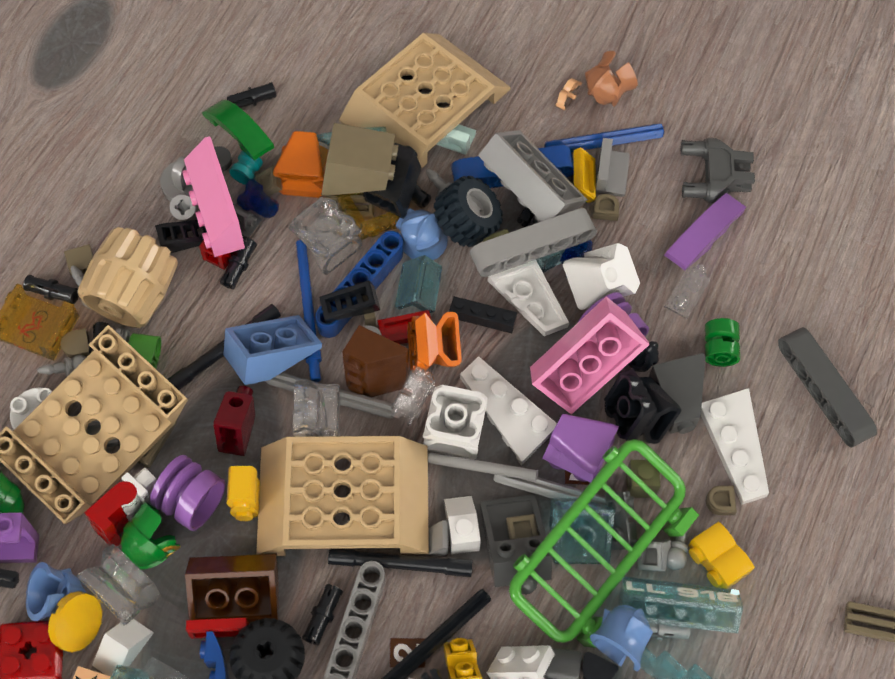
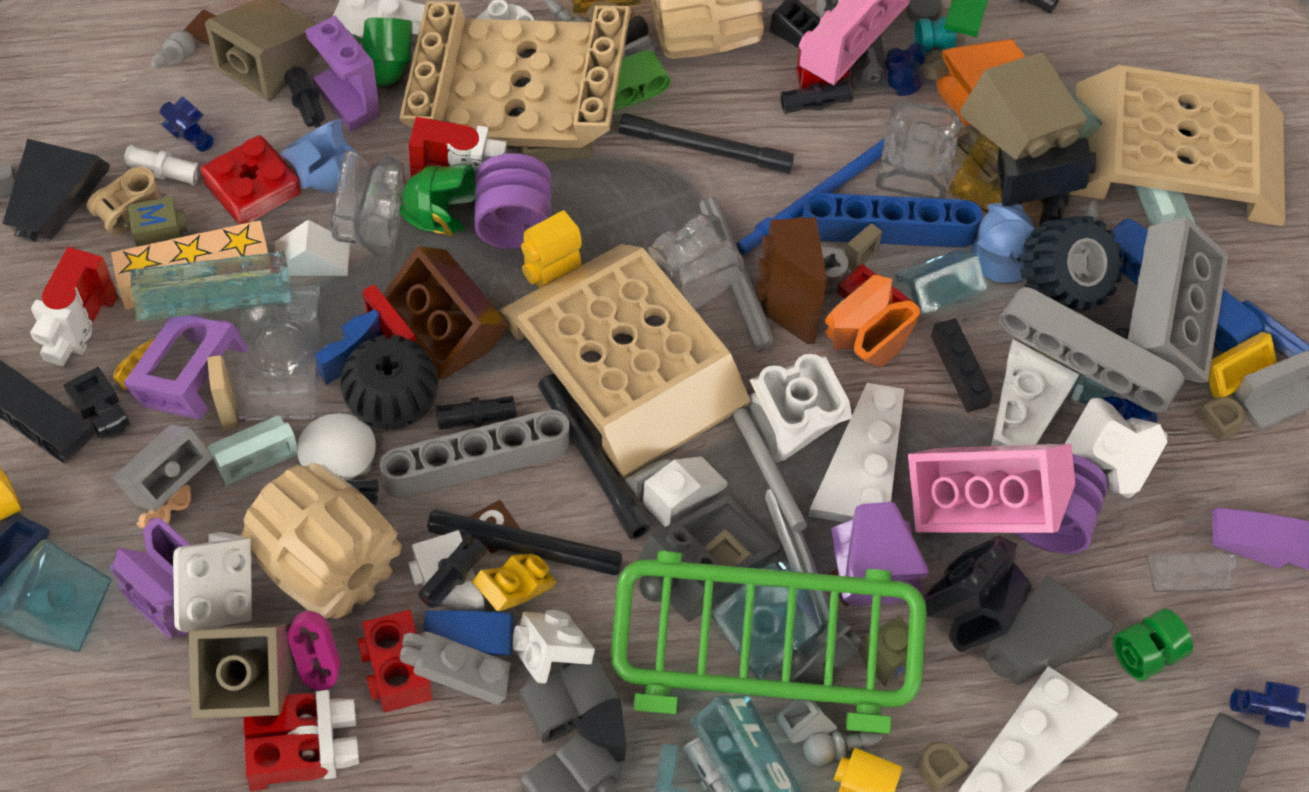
camera: 55 degrees right, 5 degrees down
(75, 621) = (303, 190): yellow tile -> none
(235, 421) = (628, 198): dark red torso -> none
(268, 347) = (738, 177): medium blue slope -> none
(352, 310) = (869, 231): black slope -> none
(419, 384) = (809, 338): clear hinge -> none
(623, 634) = (667, 722): medium blue helmet -> none
(646, 358) = (1053, 561): black piece -> none
(791, 310) = (1277, 704): none -> clear blue plate

